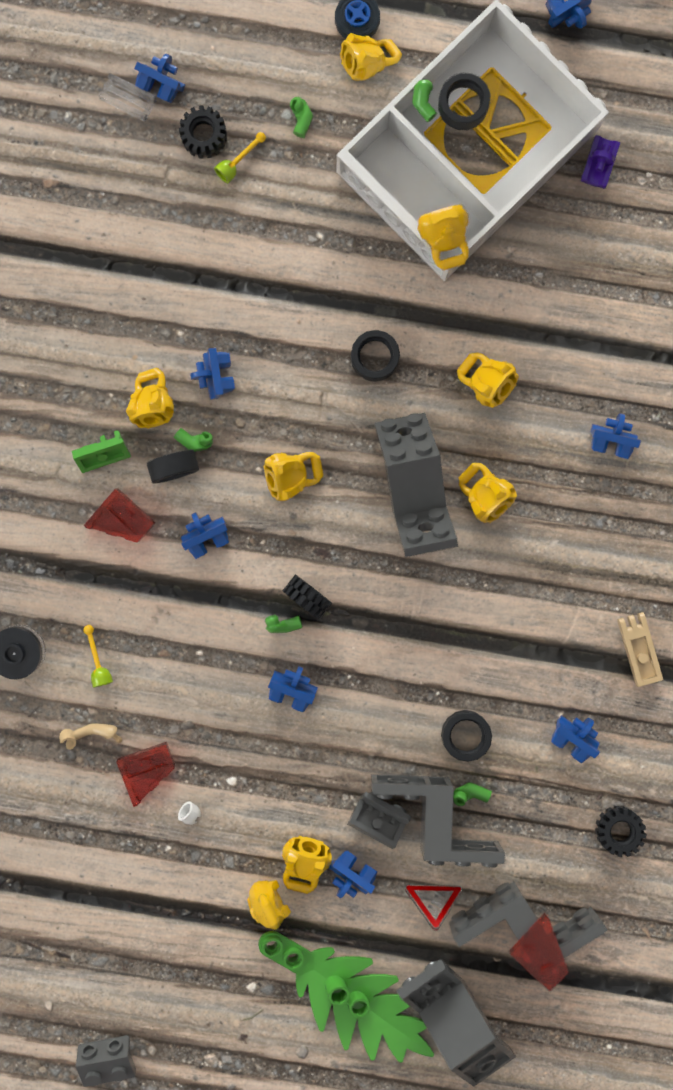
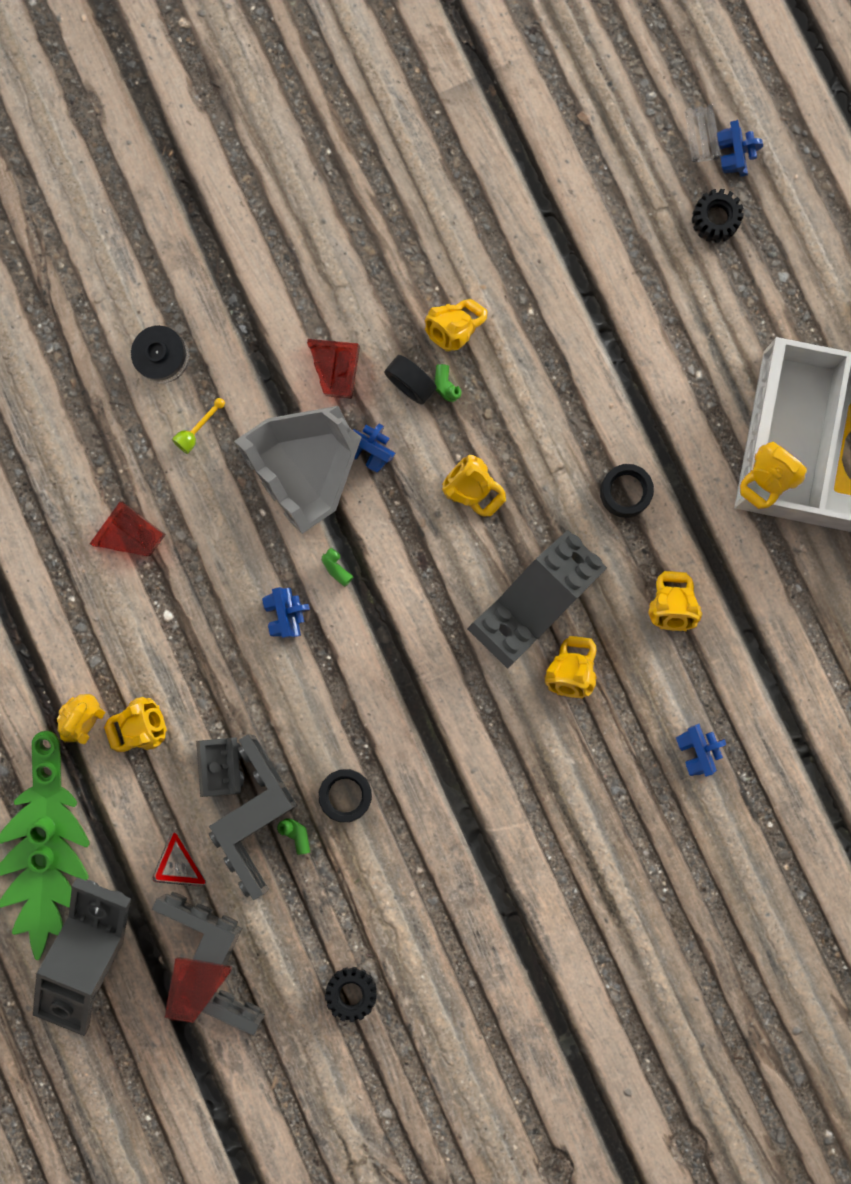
camera: 55 degrees right, 5 degrees down
(101, 454) = (380, 313): bright green plate -> none
(104, 730) = (137, 467): tan piece -> none
(181, 595) = (302, 461): none -> light grey panel
(189, 813) = (115, 596): white hinge -> none
(213, 363) = (524, 355): blue hips -> none
(227, 170) = (700, 257): hinge -> none
(303, 115) = (792, 290): bright green arm -> none
(307, 597) = (374, 570): black tyre -> none
(362, 881) = (152, 788): blue hips -> none
(578, 733) = (413, 897): blue hips -> none
(640, 650) = (526, 902): tan hinge -> none

